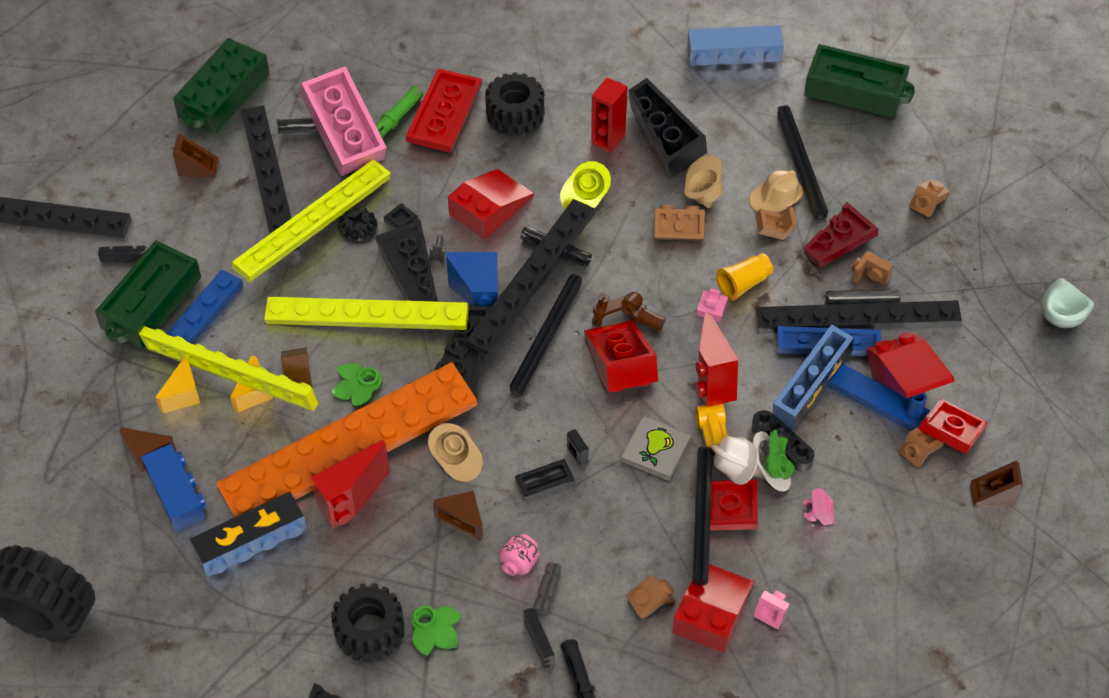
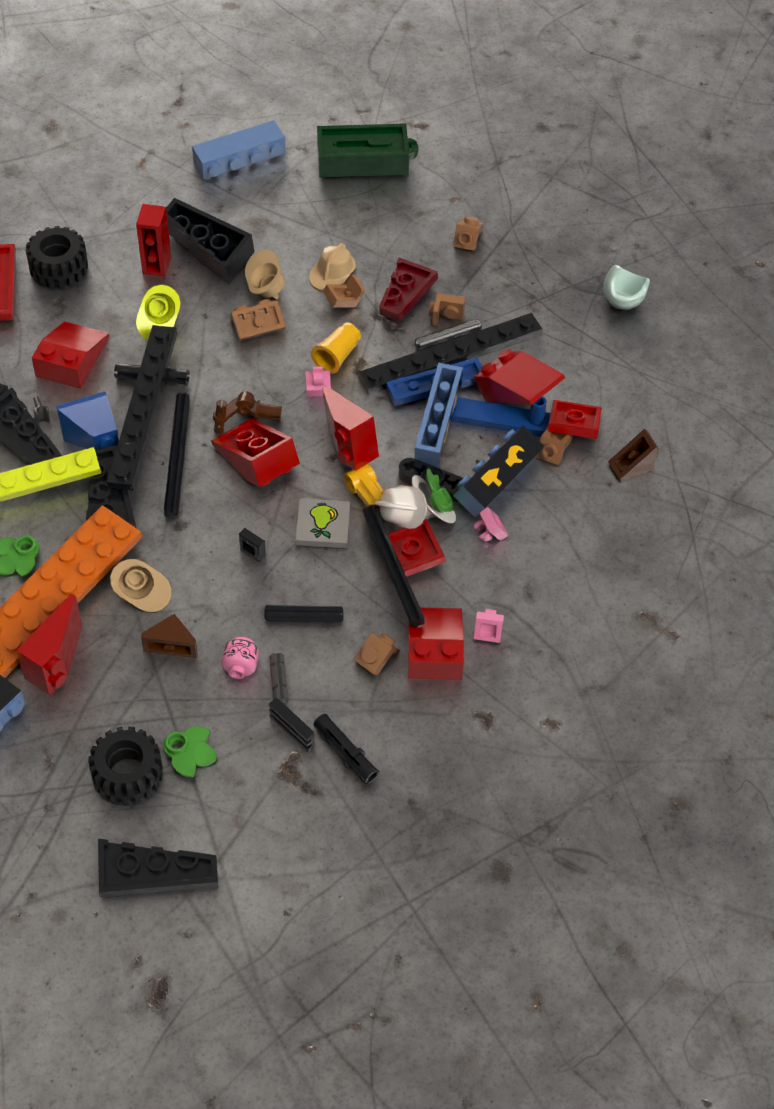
camera: 25 degrees left, 0 degrees up
(546, 484) = (236, 587): black tile -> none
(599, 532) = (303, 613): none -> black axle
(802, 162) = (344, 234): black axle -> none
(849, 454) = (498, 471): none -> black brick

